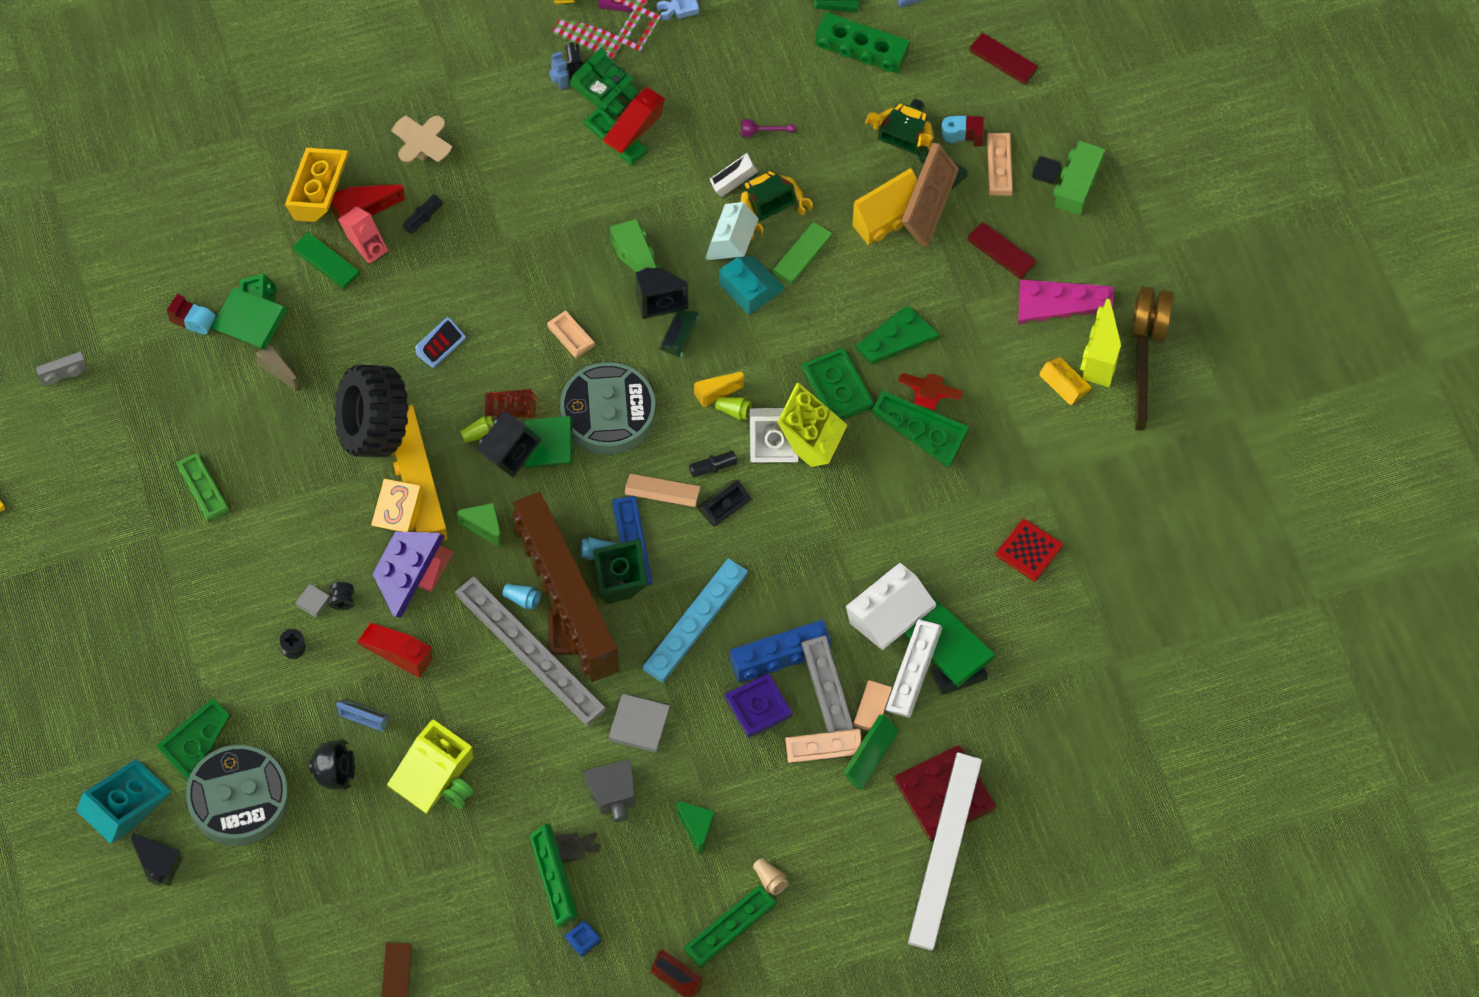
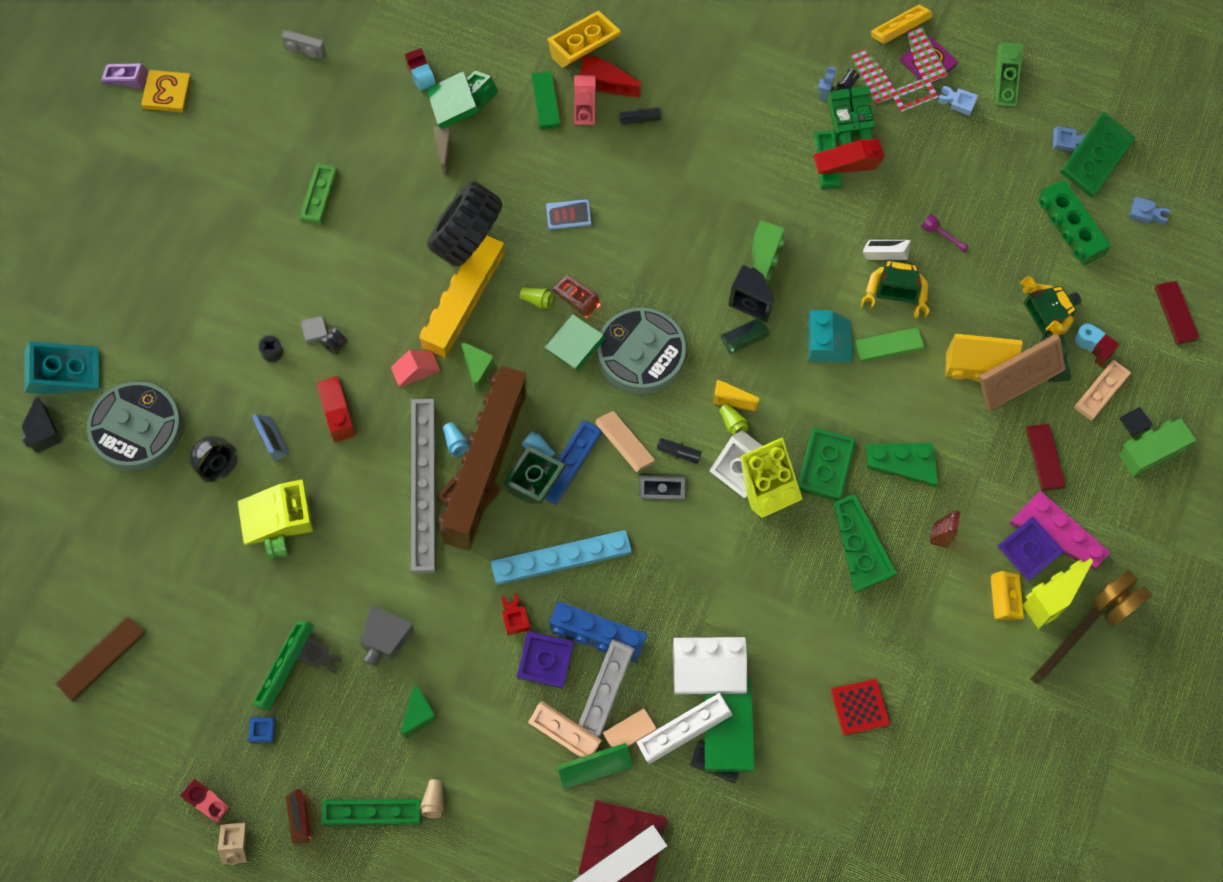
camera: 40 degrees right, 5 degrees up
(194, 738) = (146, 362): green wing -> none
(398, 506) = (427, 307): yellow tile -> none
(404, 566) = (390, 354): wing -> none
(421, 140) = (685, 62): tan piece -> none
(508, 444) = (540, 321): black brick -> none
(571, 334) = (665, 277): light nougat tile -> none
(639, 723) = (450, 601): light grey tile -> none
(702, 694) = (514, 617): none -> red plate
(732, 232) = (845, 289): light aqua slope -> none
(929, 390) = (890, 521): red piece -> none
(977, 363) = (945, 529): none -> clear red slope
(1052, 329) = (1030, 549): none -> dark purple plate

